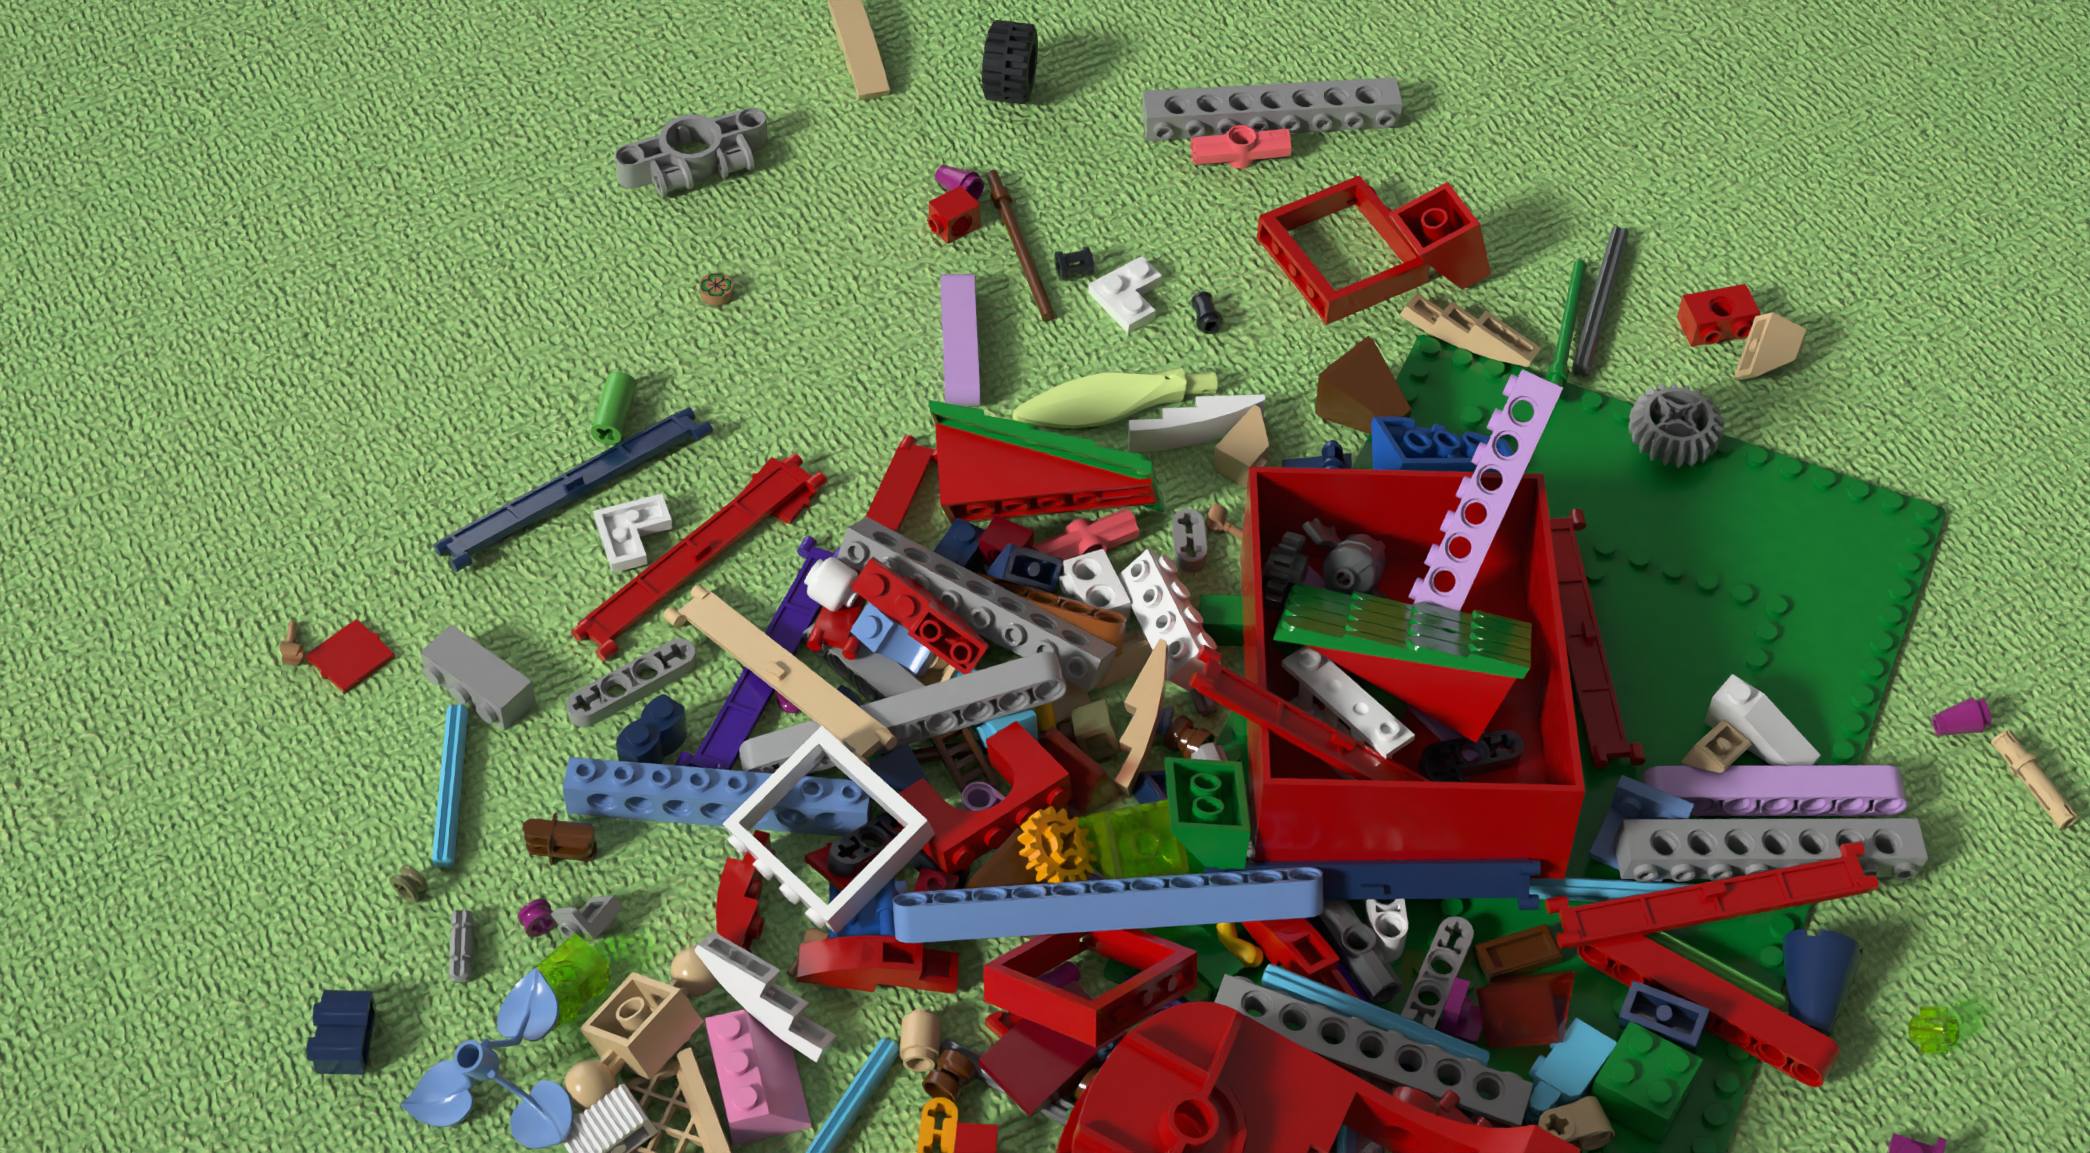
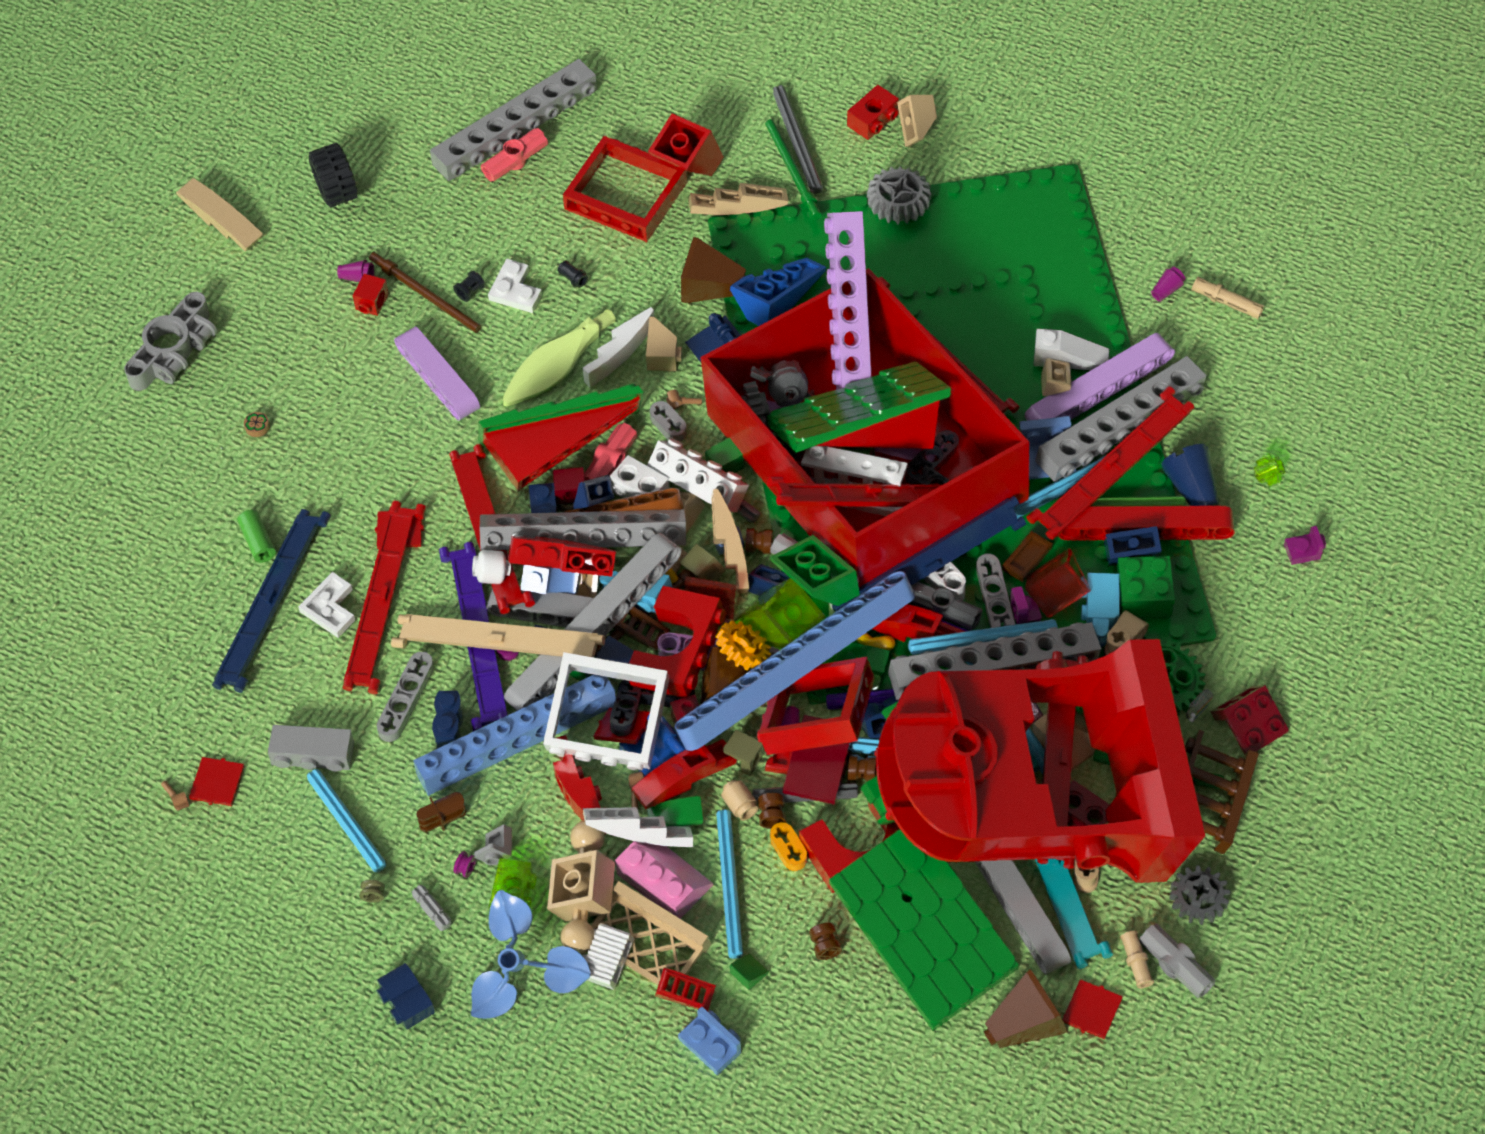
camera: 30 degrees left, 5 degrees up
(836, 1010) = (679, 811): none -> green slope
(967, 980) = (746, 750): none -> olive panel

